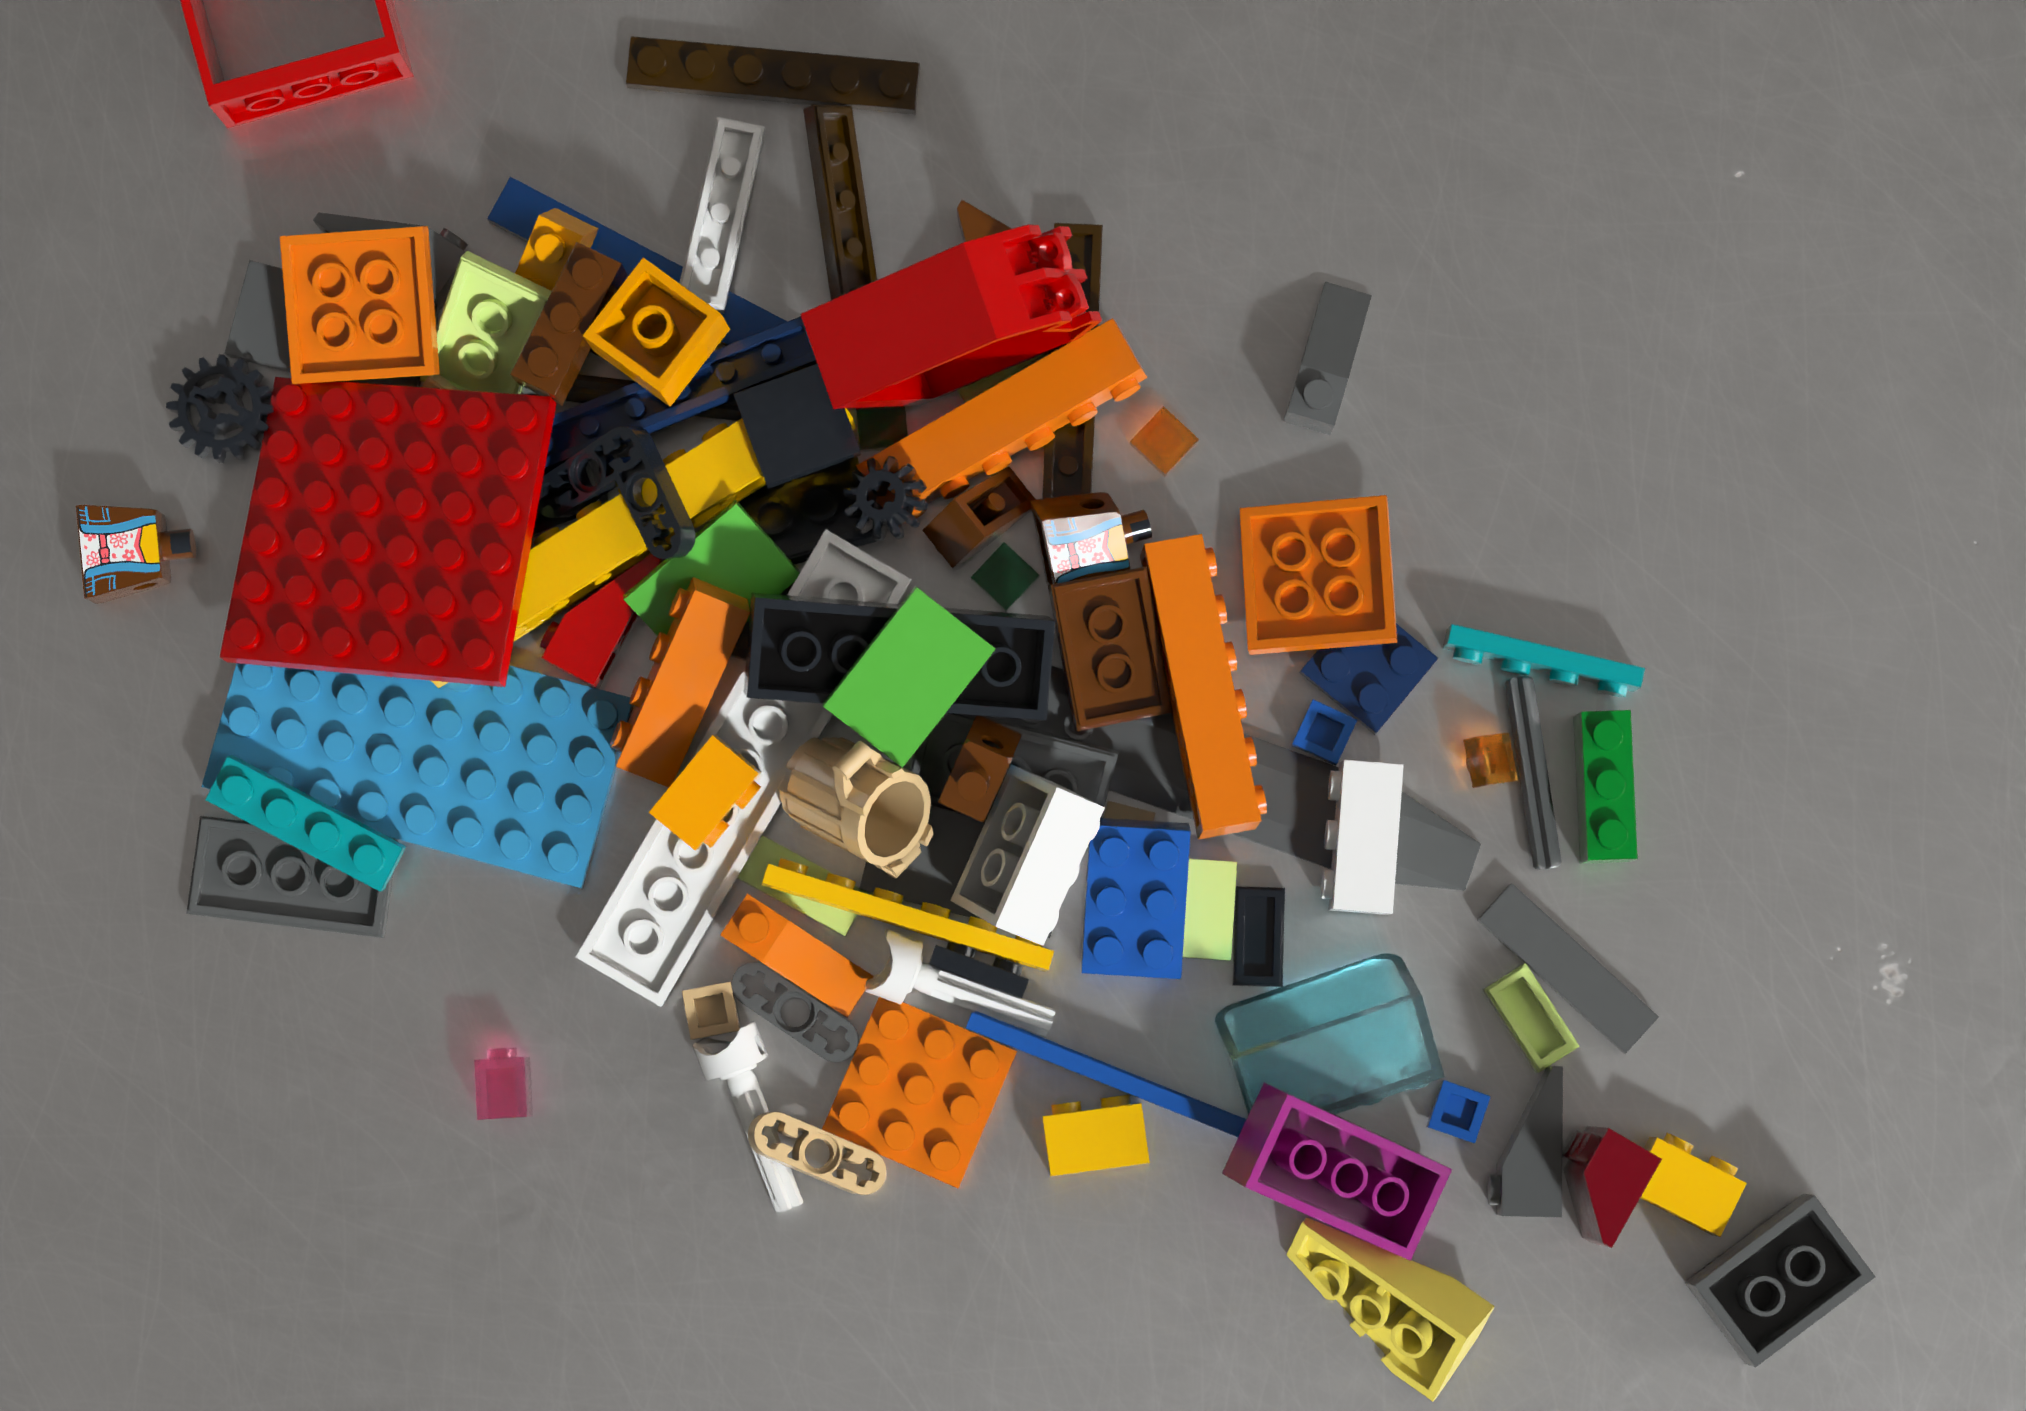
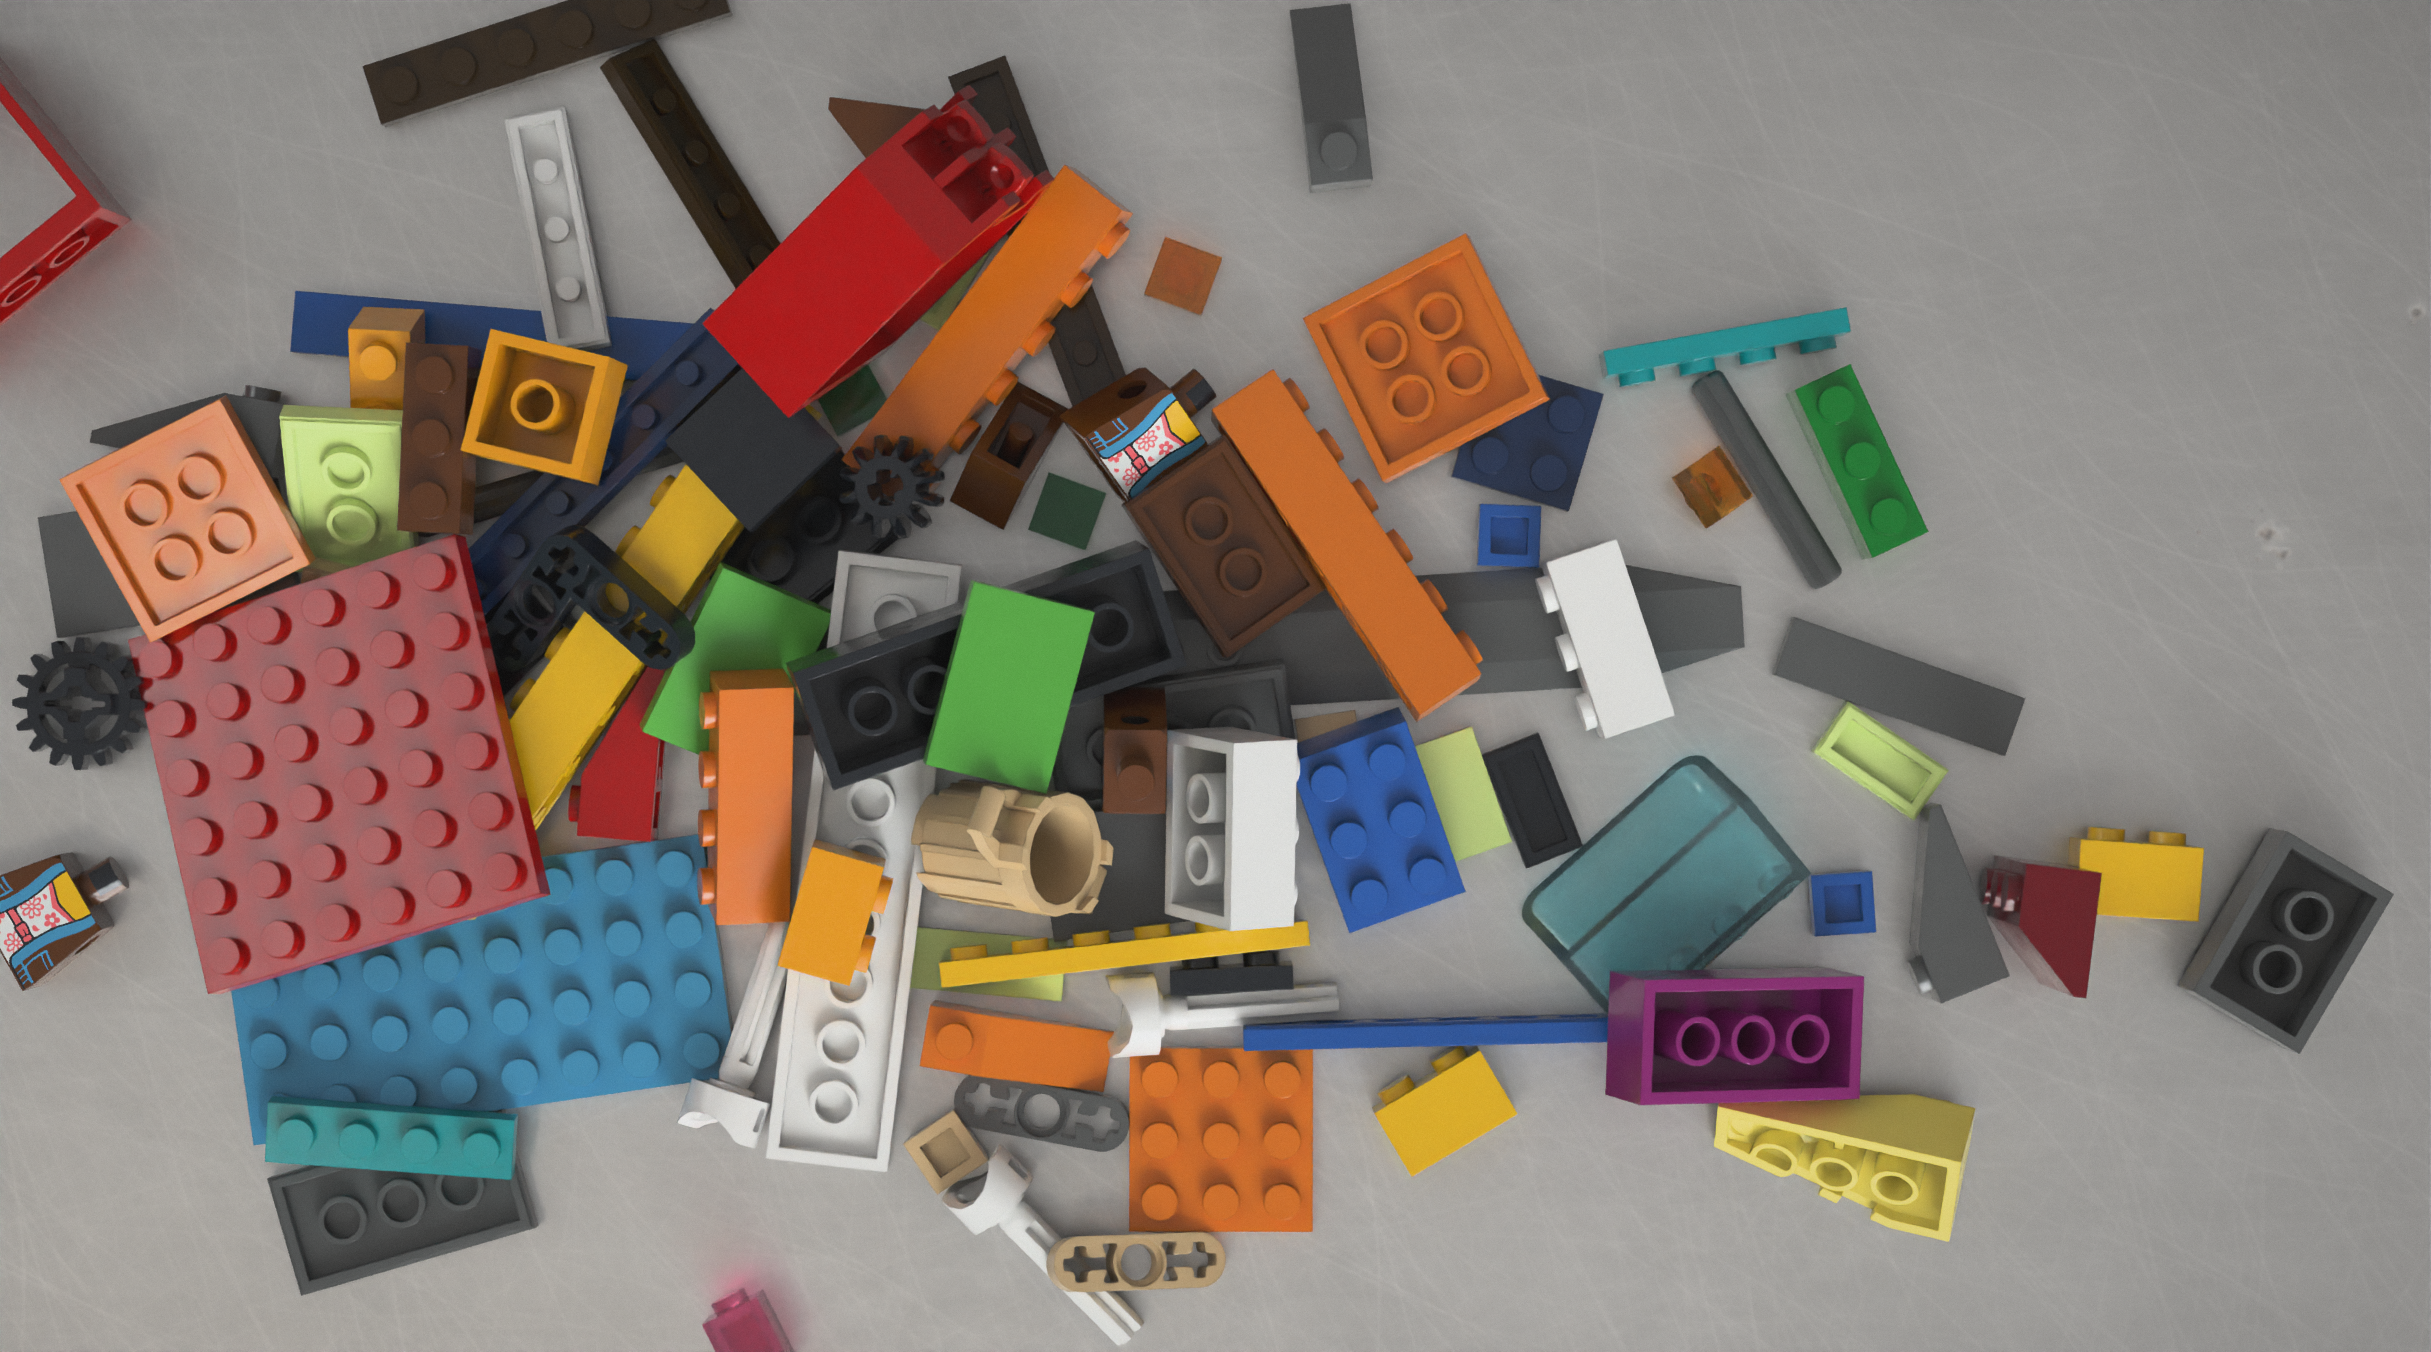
camera: 20 degrees left, 5 degrees up
(567, 901) = (729, 1098): none -> white piece

